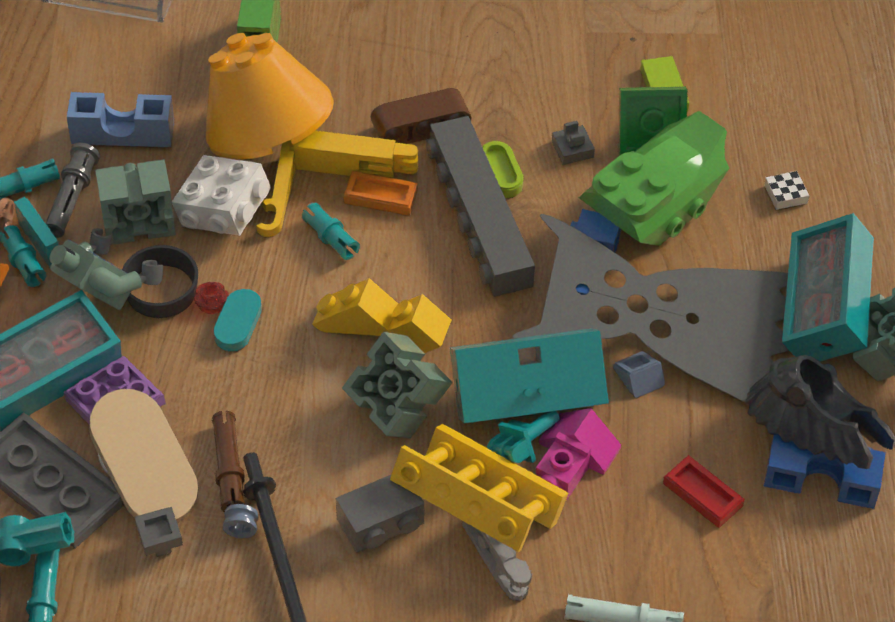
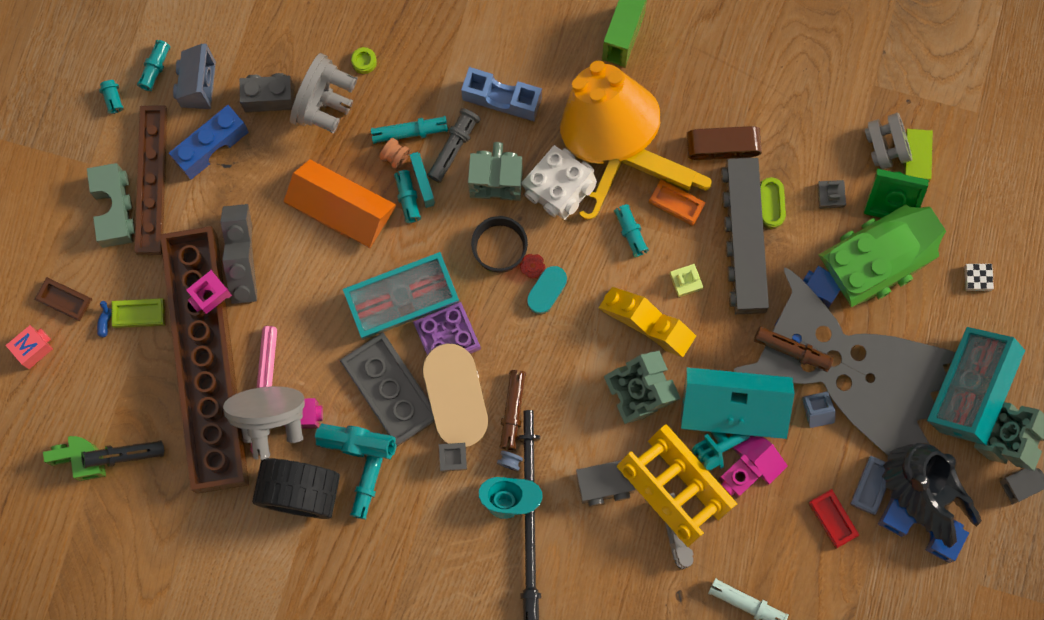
camera: 20 degrees right, 25 degrees up
(96, 275) = (452, 234): sand green torso -> none
(251, 562) = (509, 496): none -> teal piece
(419, 270) = (686, 280): none -> yellowish green tile
(582, 295) = (787, 346): none -> reddish brown pin
(606, 70) = (876, 133): none -> light grey brick
(739, 443) = (870, 487): none -> sand blue tile

